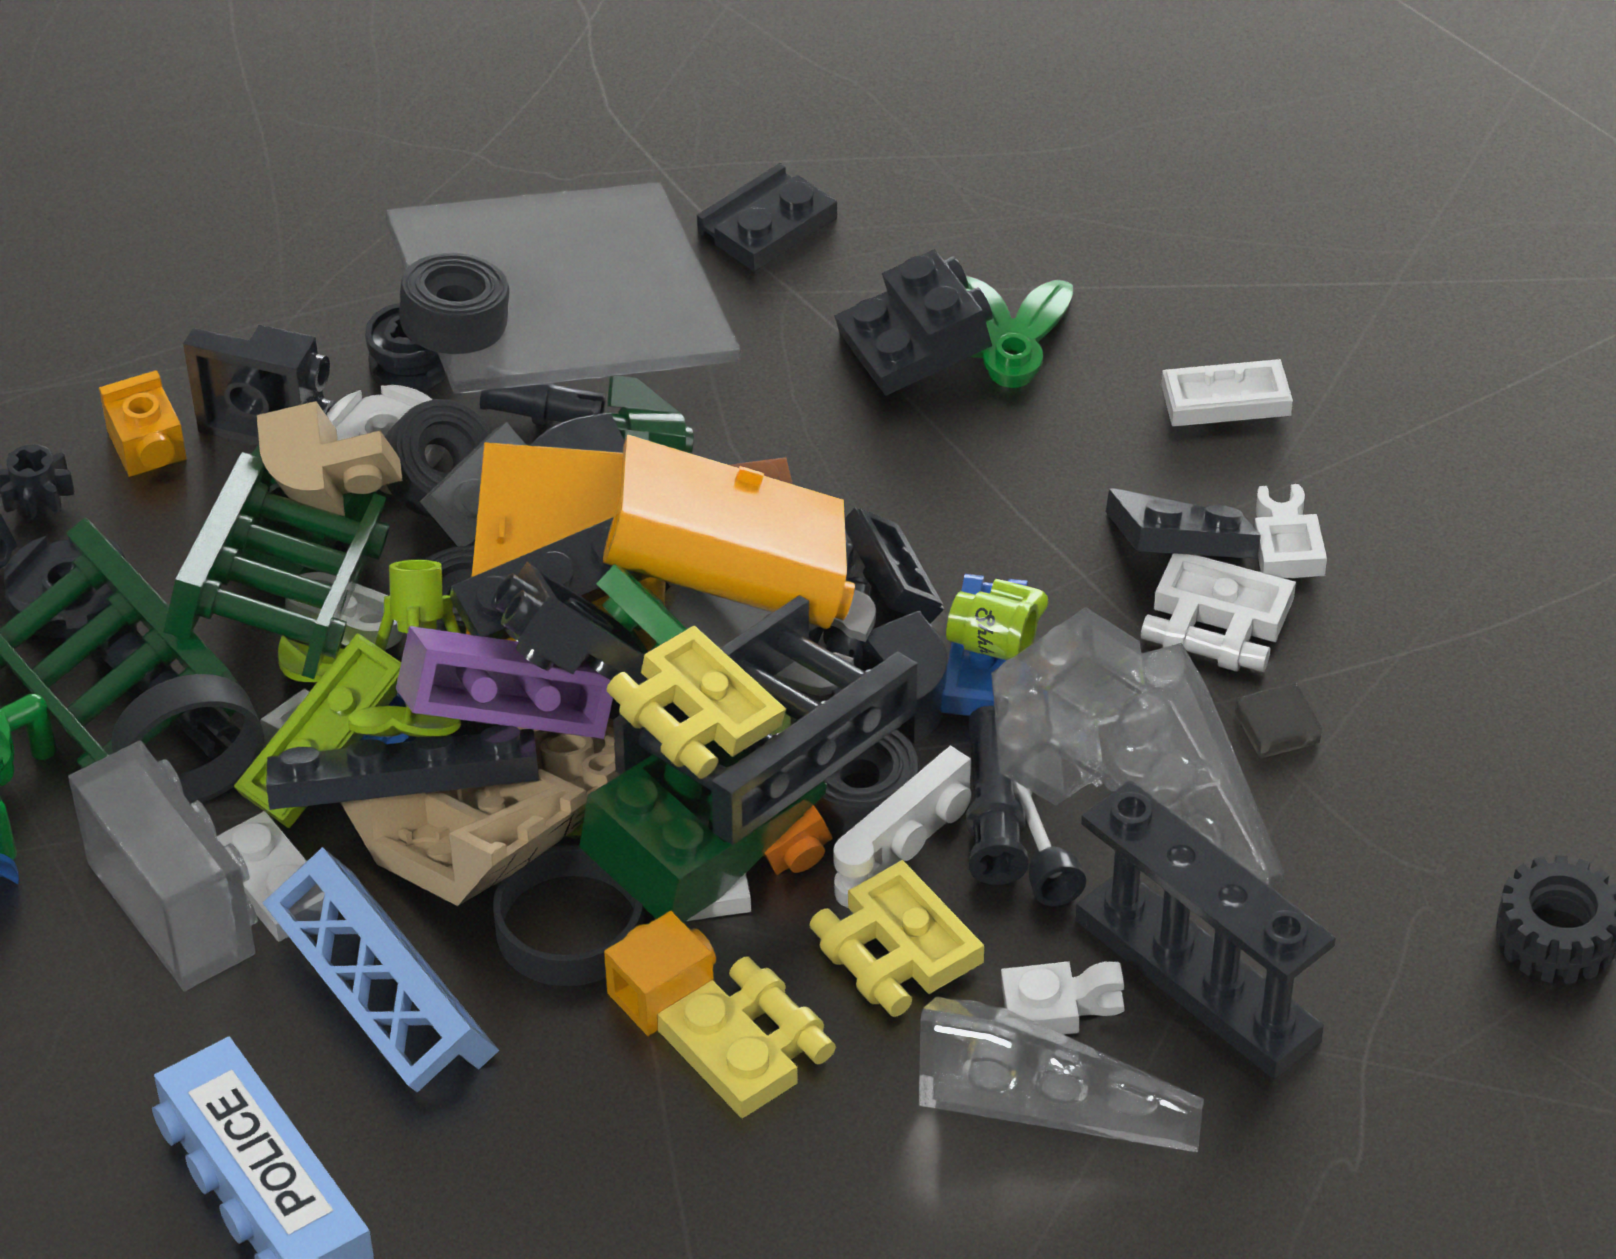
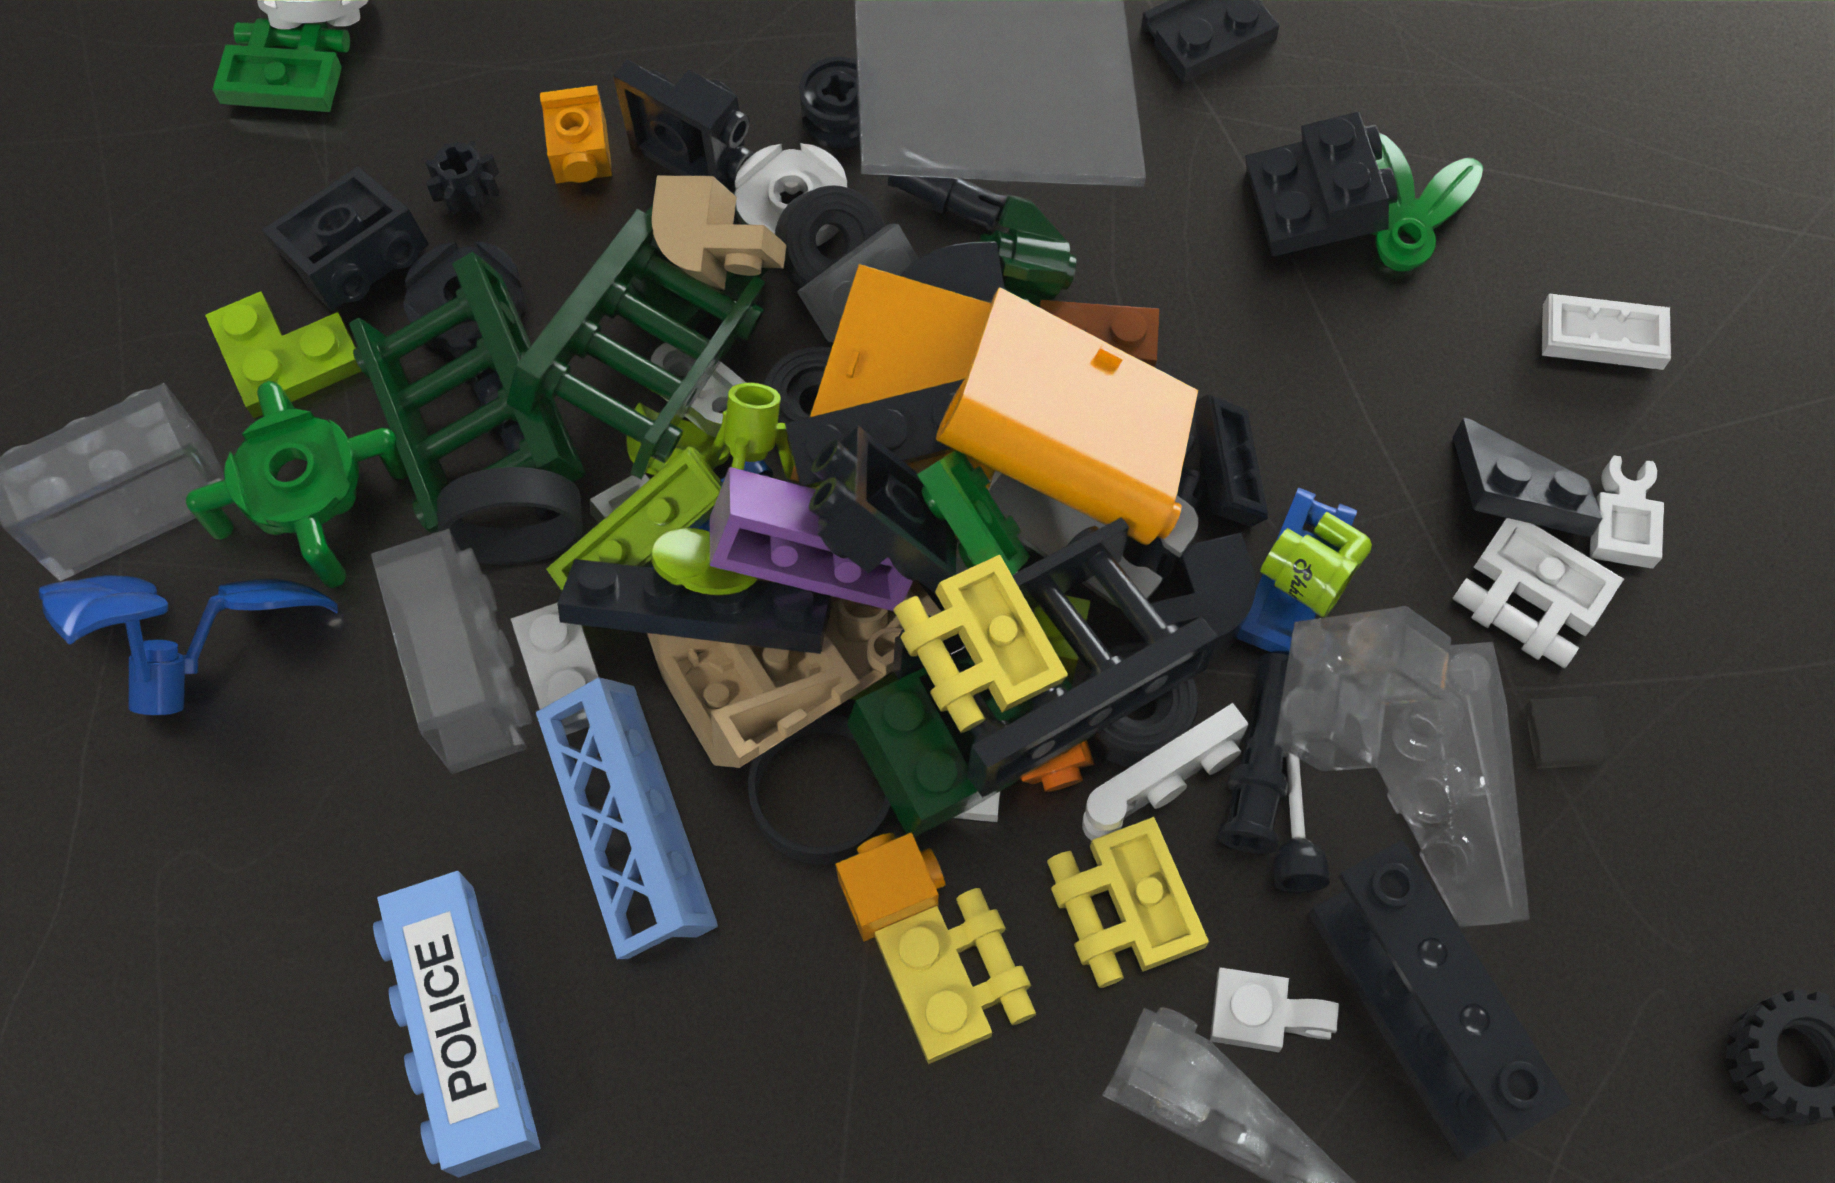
camera: 15 degrees right, 20 degrees up
(454, 303) = (888, 50): black tyre -> none

